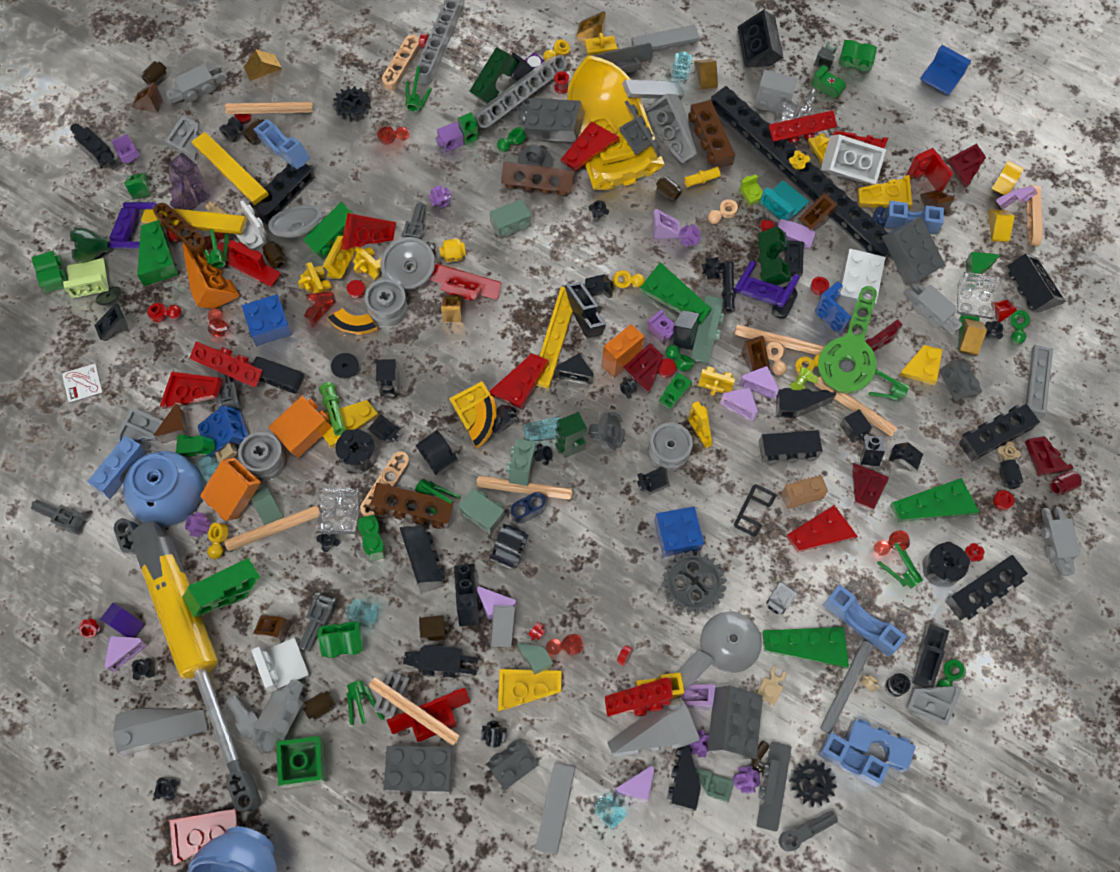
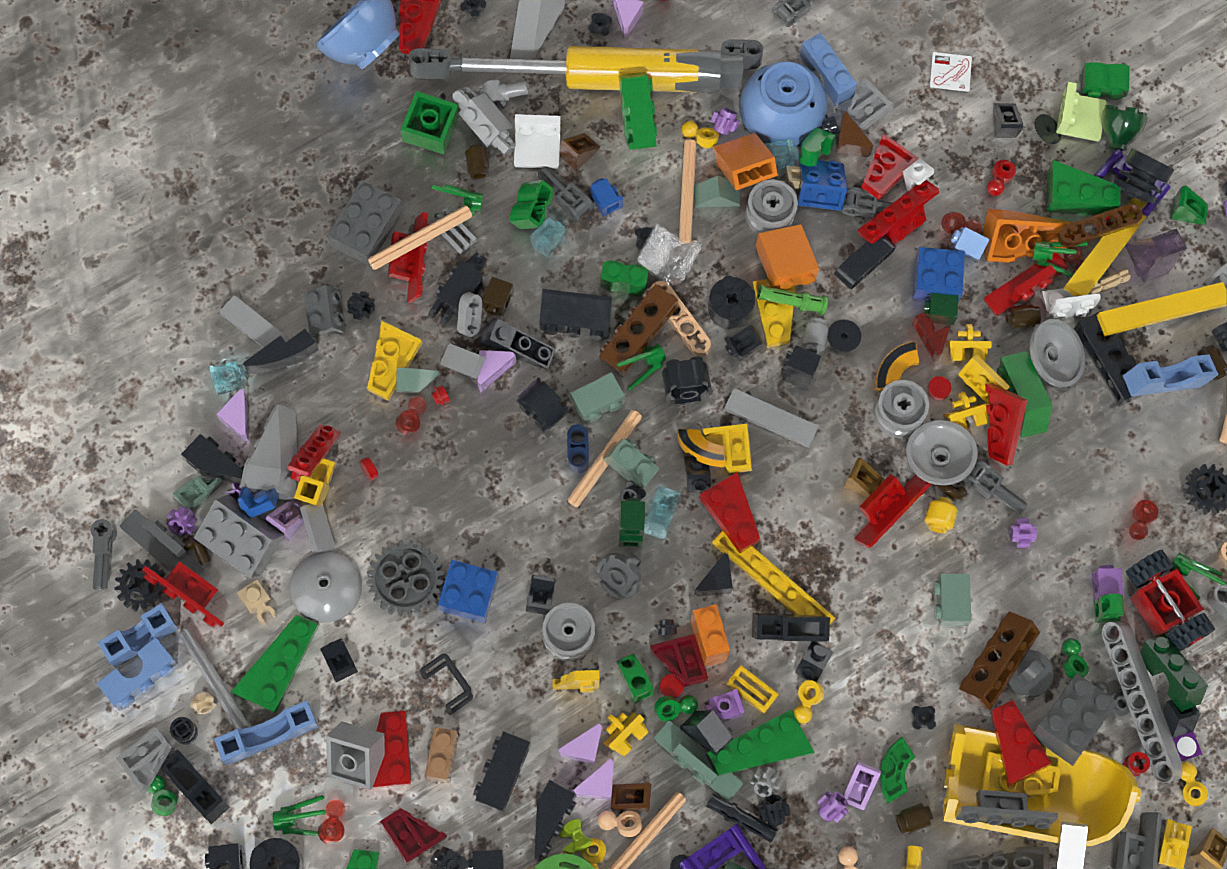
camera: 115 degrees right, 5 degrees up
(122, 621) = (657, 21): dark purple slope -> none
(127, 208) = (1143, 176): none -> black wheel
(169, 444) = (830, 125): none -> black plate
(187, 362) = (917, 173): none -> white bracket
(231, 308) = (970, 242): none -> light blue brick
(292, 308) = (941, 308): none -> dark green brick
(306, 586) = (606, 196): none -> blue brick
(355, 383) = (815, 335): none -> light grey brick
(434, 389) = (771, 418): none -> light grey tile
(447, 95) = (1168, 602): none -> brick
(460, 640) = (469, 314): none -> light grey beam
(568, 773) = (281, 353): none -> black slope
(641, 214) = (893, 770): none -> green tile
(641, 303) = (768, 702): none -> yellow tile
(697, 280) = (766, 782): none -> light grey gear
(704, 716) = (259, 503): none -> blue bracket
(796, 741) = (189, 588): none -> red bracket
(840, 549) = (354, 754): none -> light grey slope

